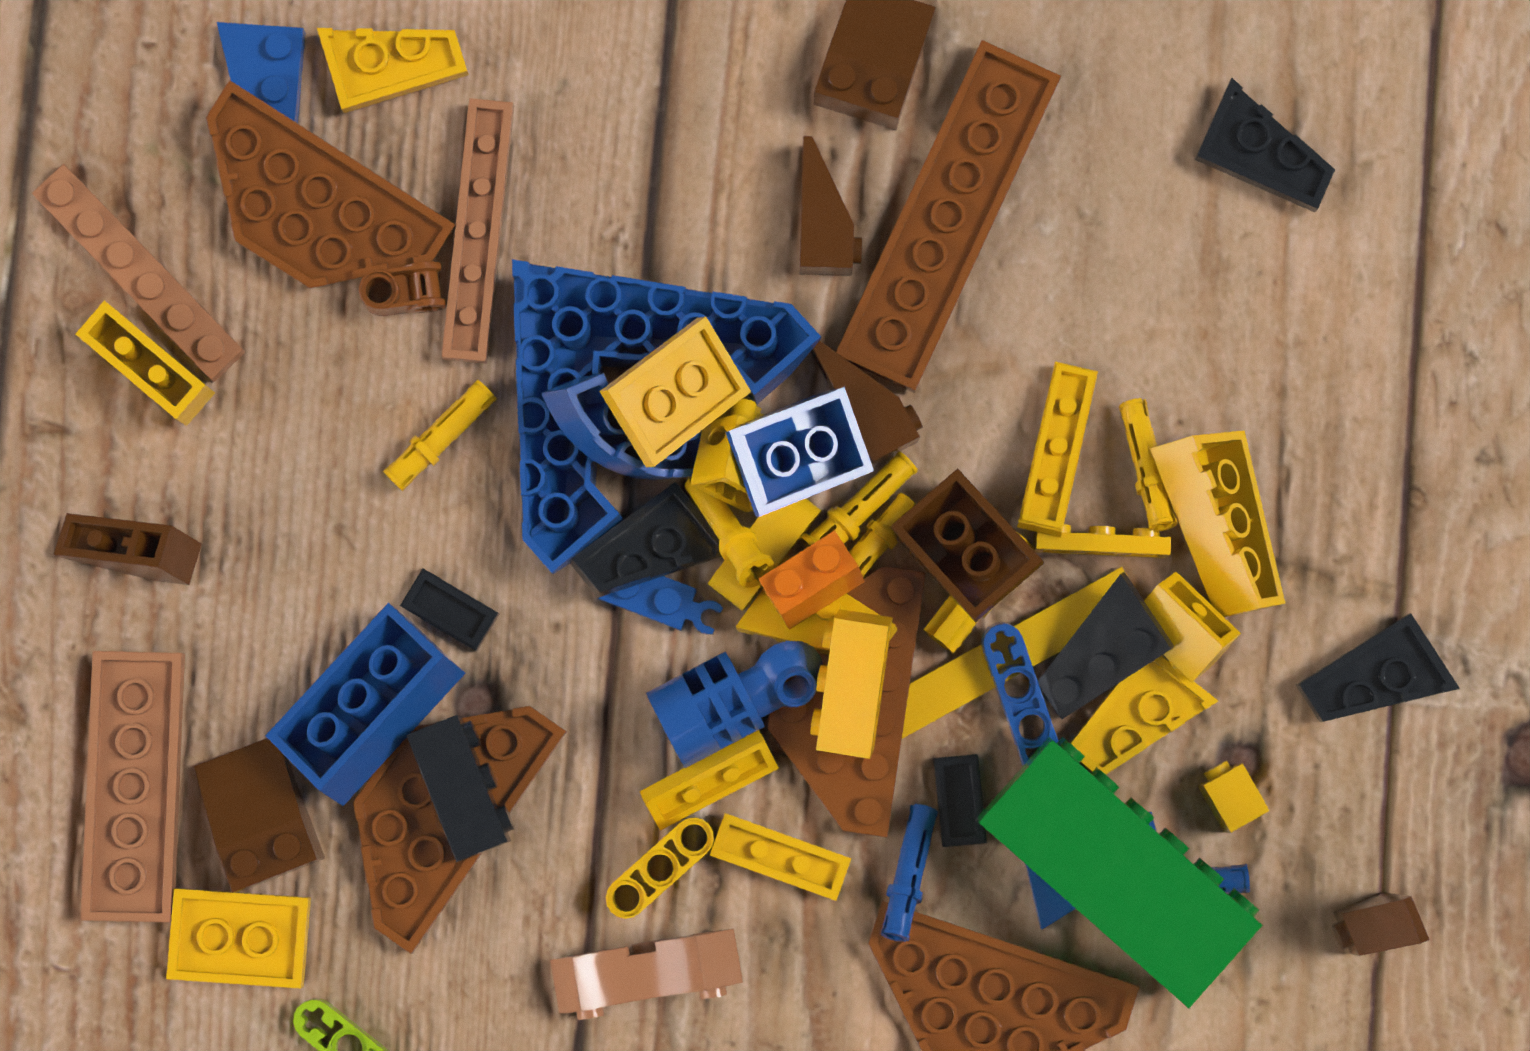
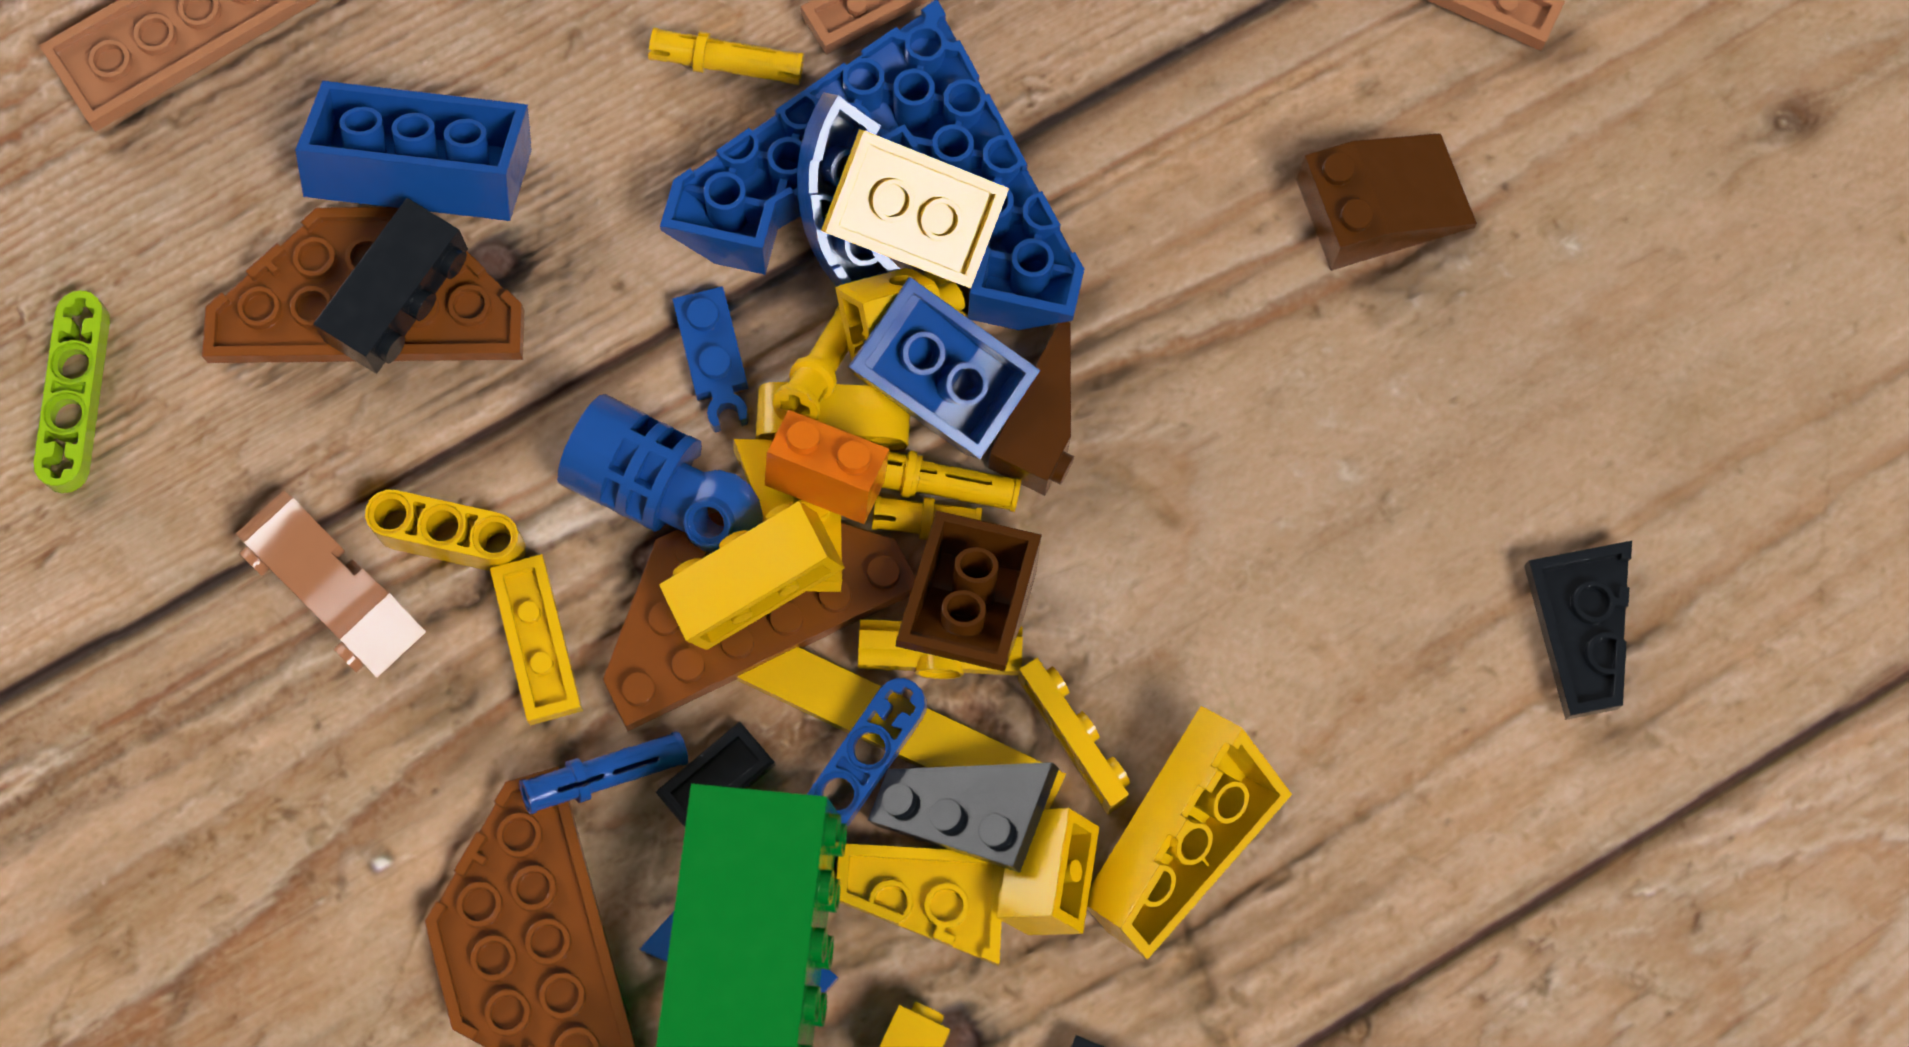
camera: 50 degrees right, 10 degrees down
(238, 938) = (115, 196): yellow plate -> none
(257, 815) = (238, 138): reddish brown slope -> none
(449, 609) = (566, 177): black tile -> none
(648, 544) = (753, 303): black wing -> none
(708, 780) = (566, 518): yellow plate -> none
(826, 226) = (1182, 263): reddish brown slope -> none
(948, 216) = (1285, 368): dark orange plate -> none
(1057, 449) = (1134, 625): yellow tile -> none
(1149, 483) = (1214, 694): yellow pin -> none

